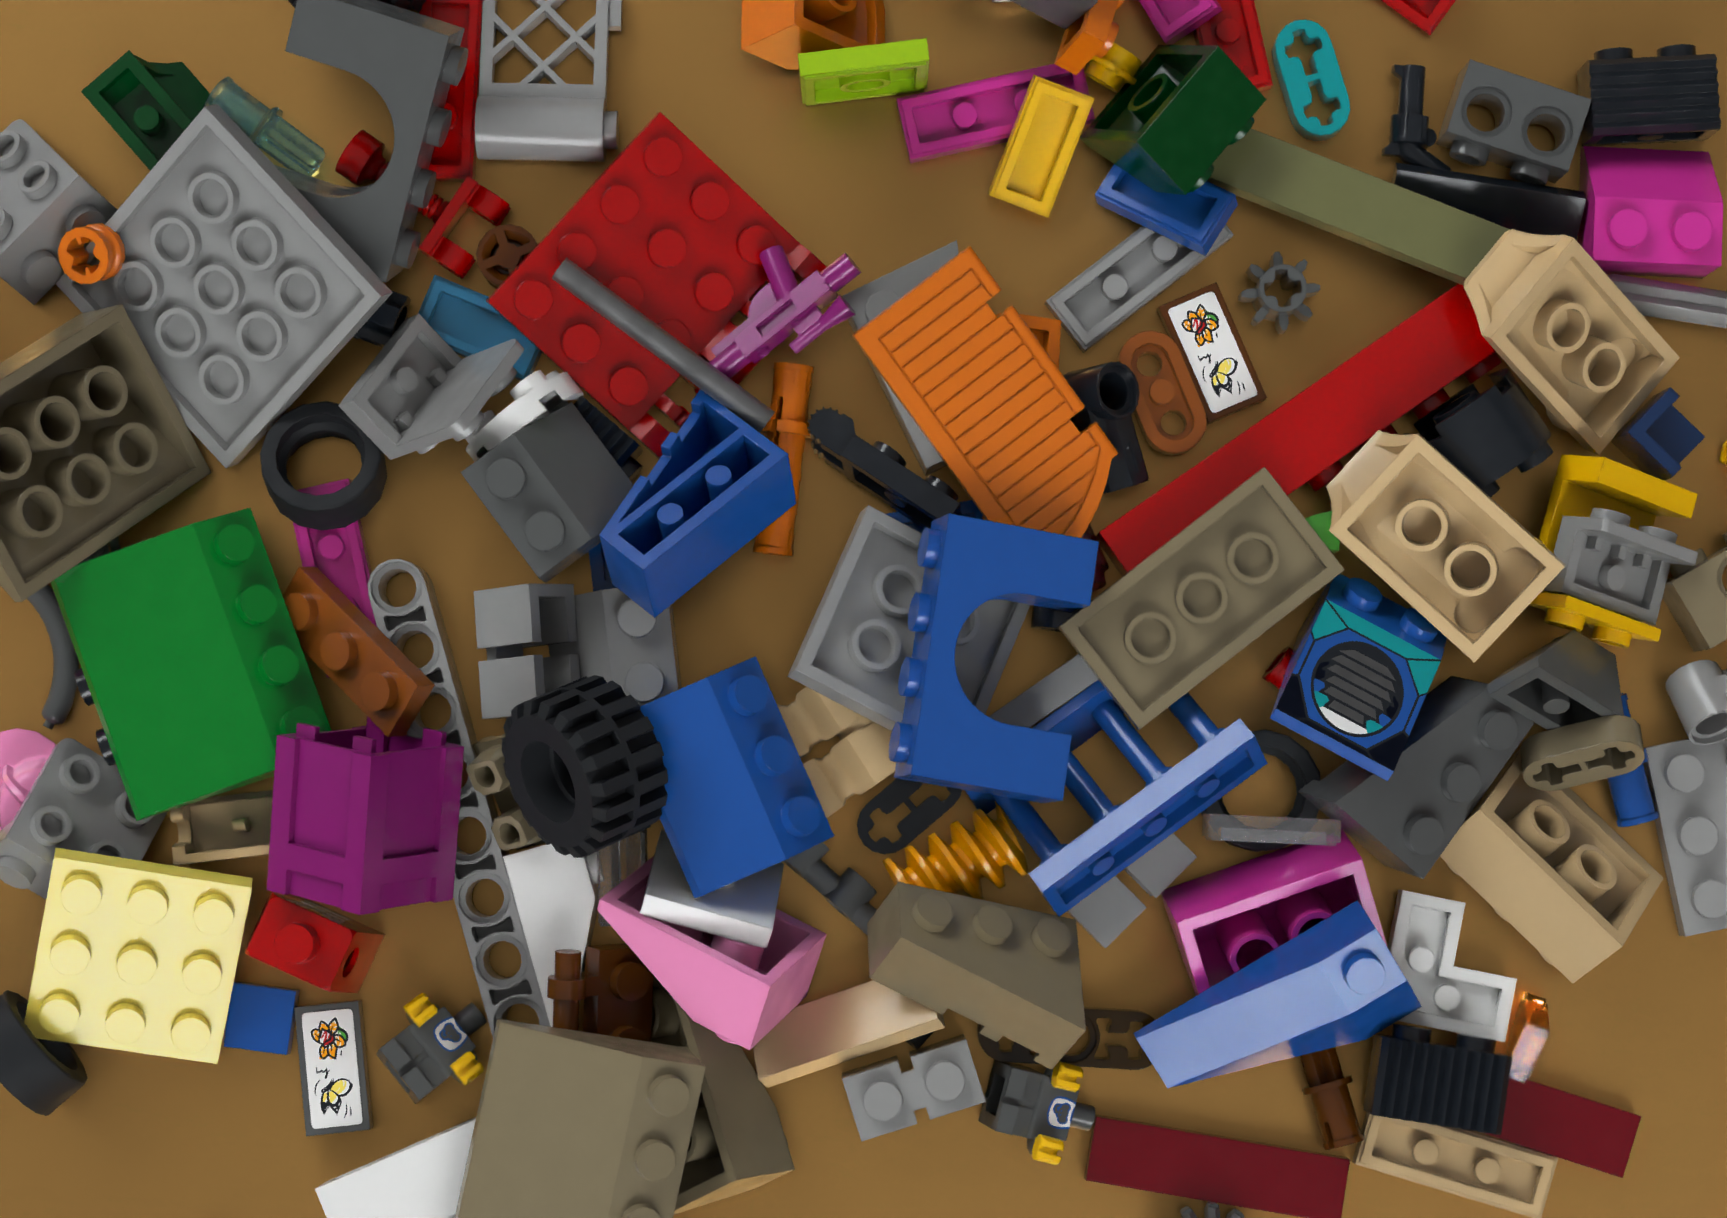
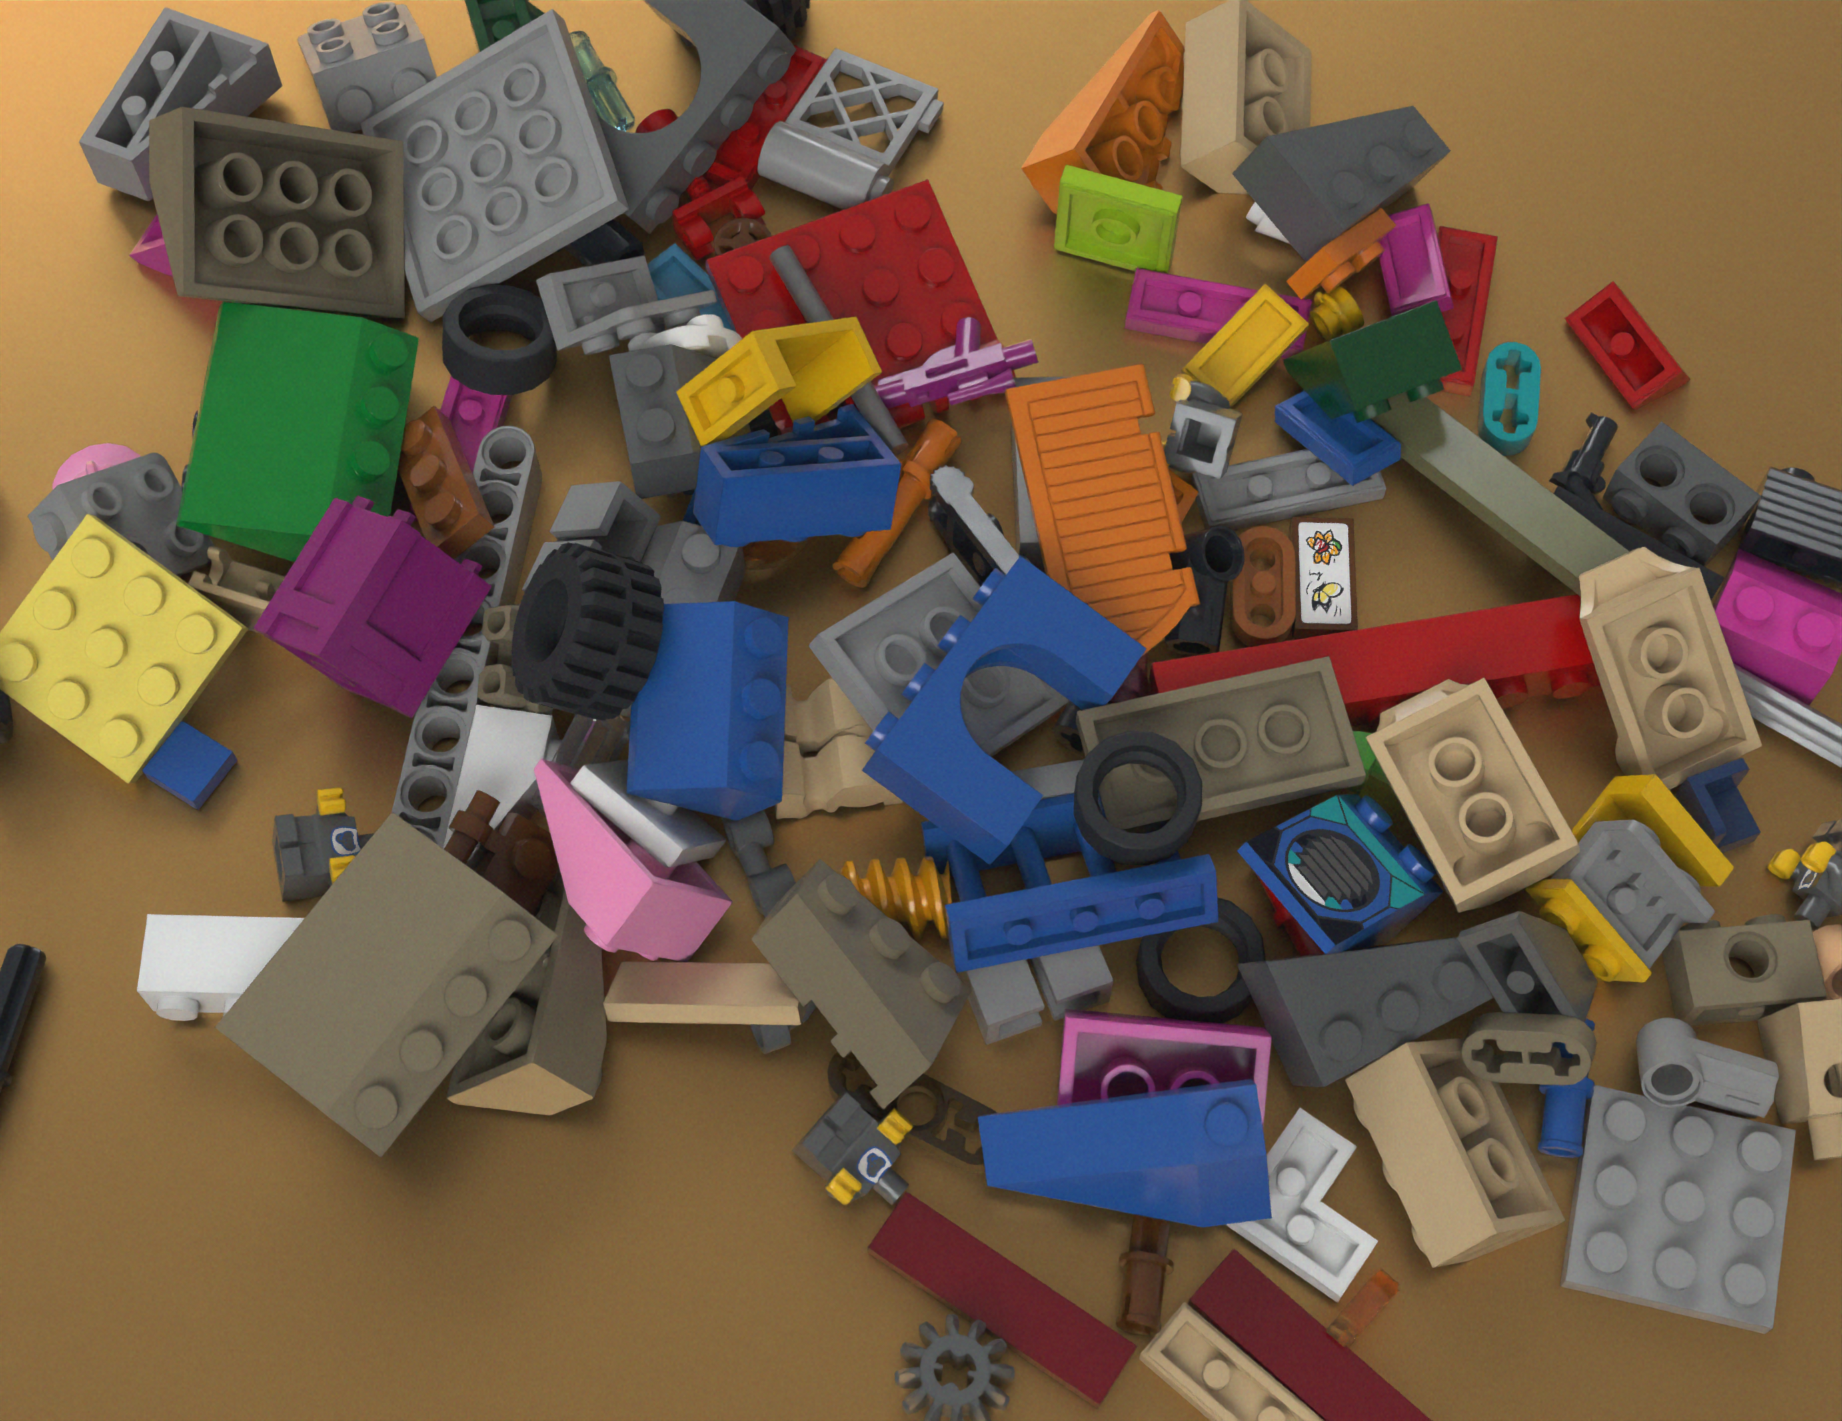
camera: 25 degrees right, 20 degrees down
(64, 658) = (180, 430): dark grey piece -> none
(107, 249) = (387, 95): orange bush -> none
(314, 943) = (261, 699): red torso -> none
(333, 1067) = (228, 835): tile -> none
(614, 452) = (803, 364): none -> yellow panel
(887, 1098) = (774, 1076): light grey piece -> none
(910, 826) = (863, 822): black beam -> none
(1044, 268) = (1203, 429): none -> dark grey piece
(1204, 695) = (1148, 750): none -> black tyre
(1271, 829) = (1195, 977): clear tile -> none
(1290, 279) = (1410, 531): dark grey gear -> none
(1438, 1081) = (1258, 1295): black brick -> none
(1488, 431) = (1559, 725): black brick -> none

